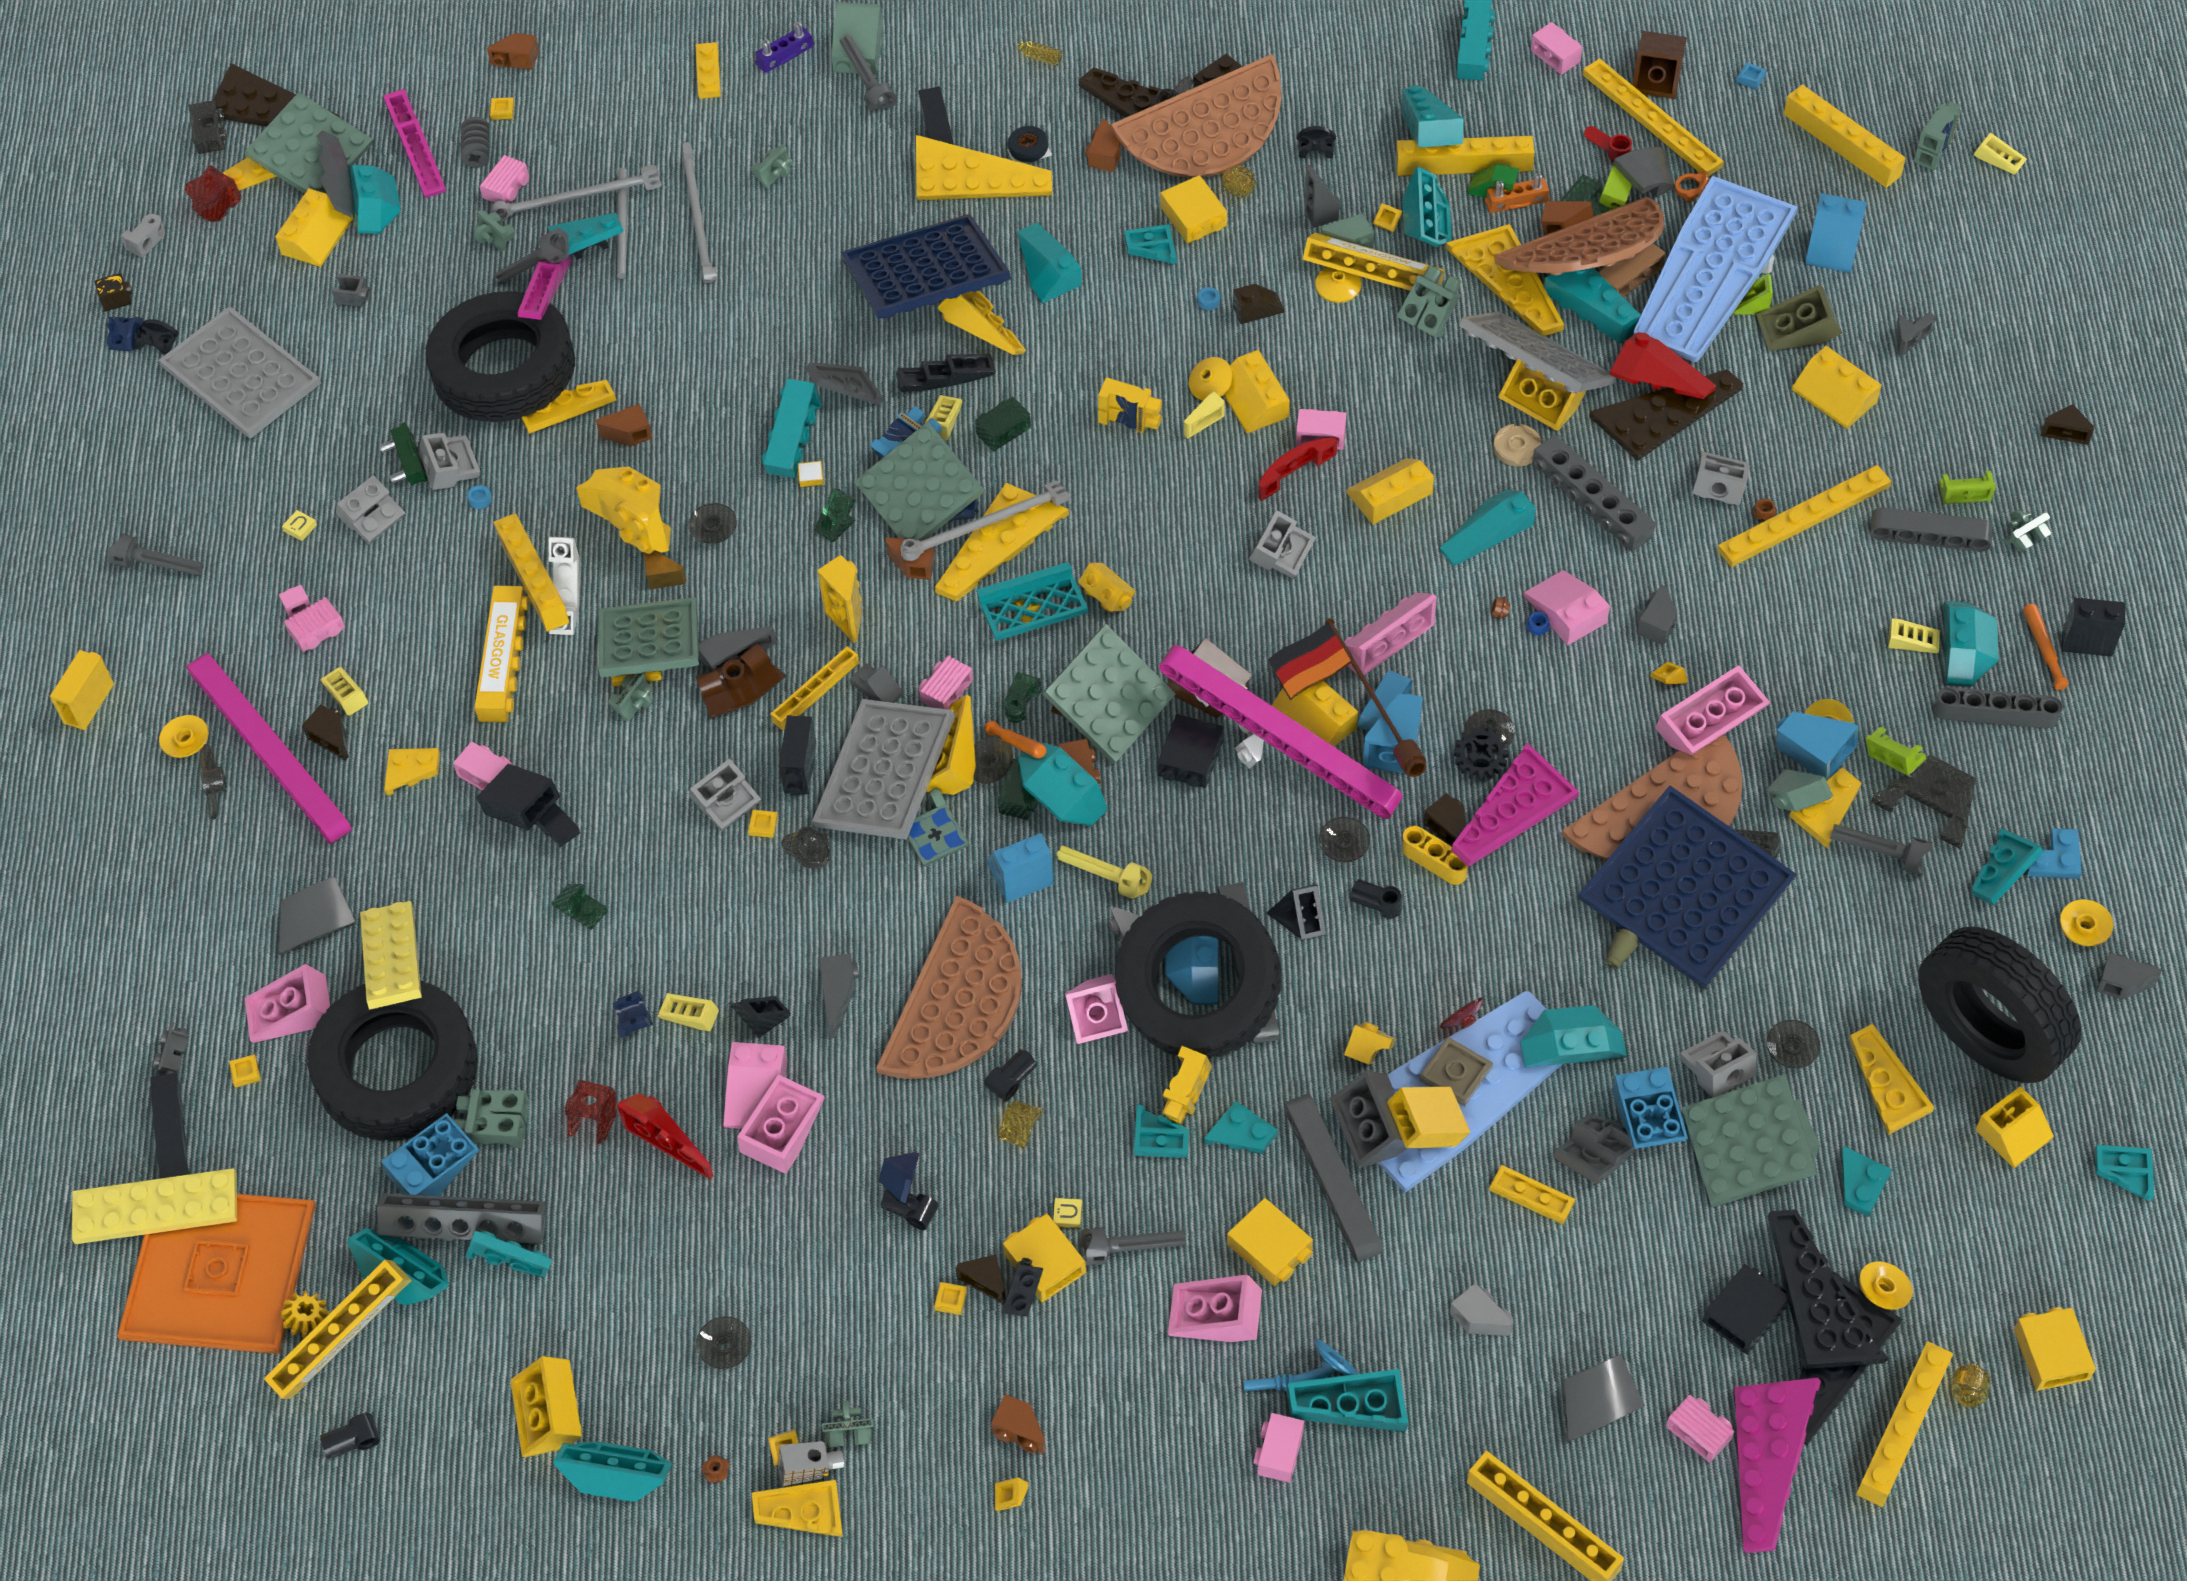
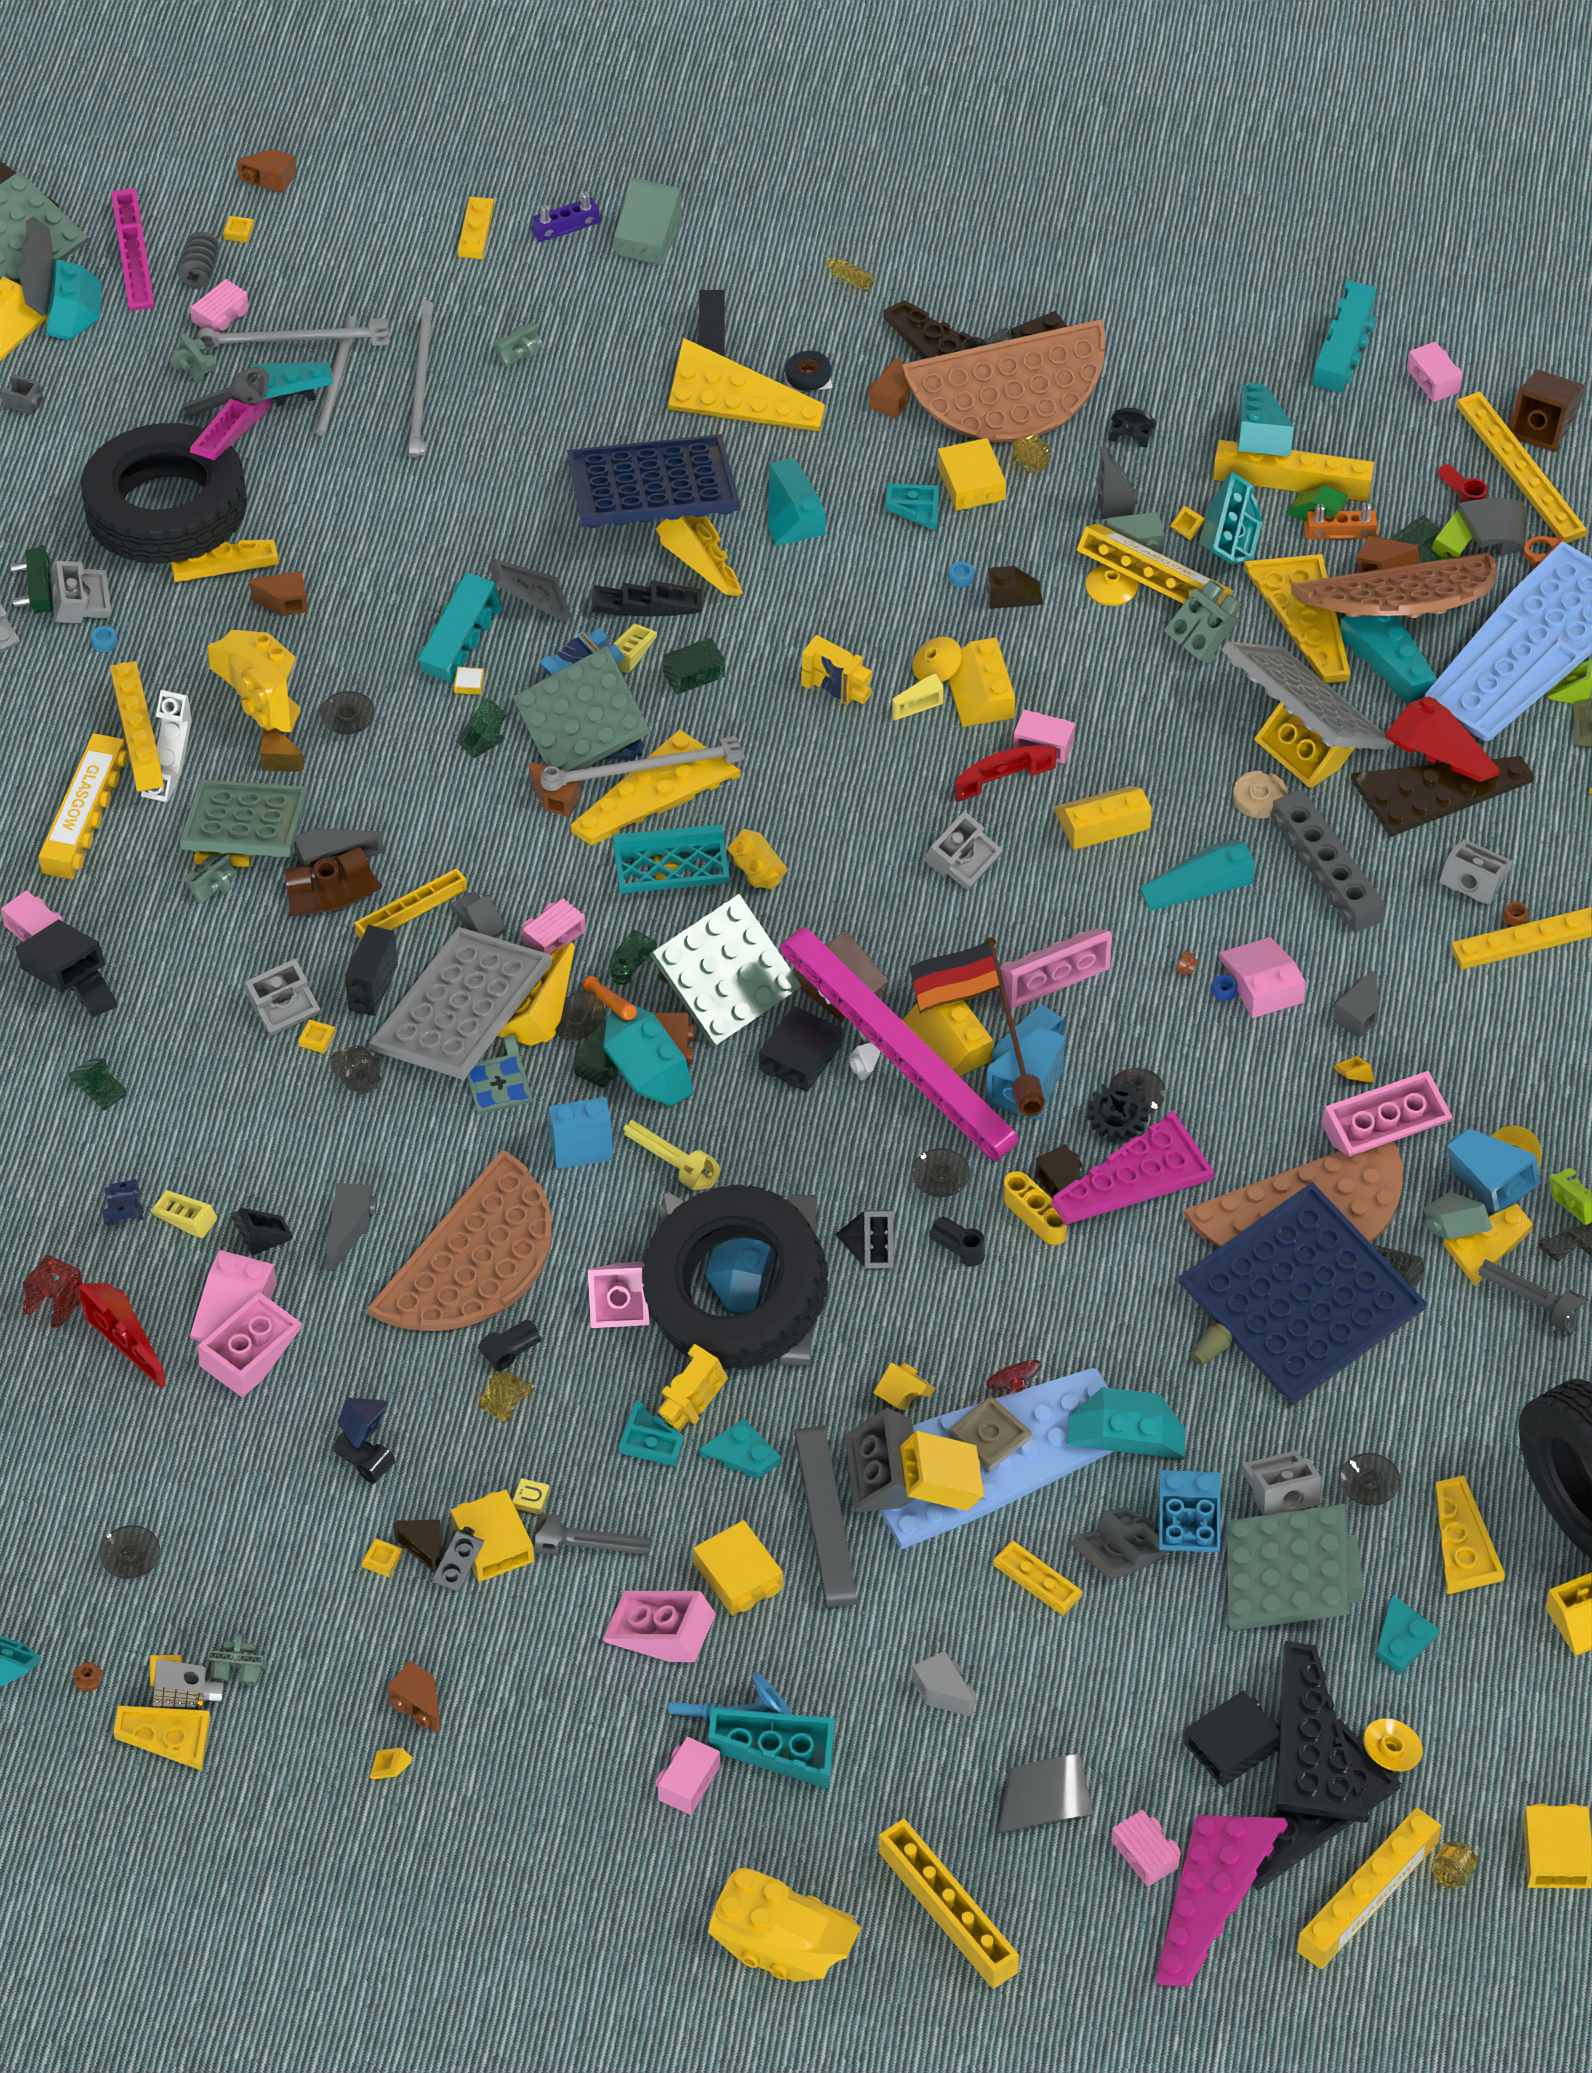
camera: 10 degrees right, 5 degrees down
(841, 595) = (464, 812): yellow slope -> none
(878, 94) = (655, 287): dark grey piece -> none
(1633, 272) = (1444, 631): medium nougat brick -> none

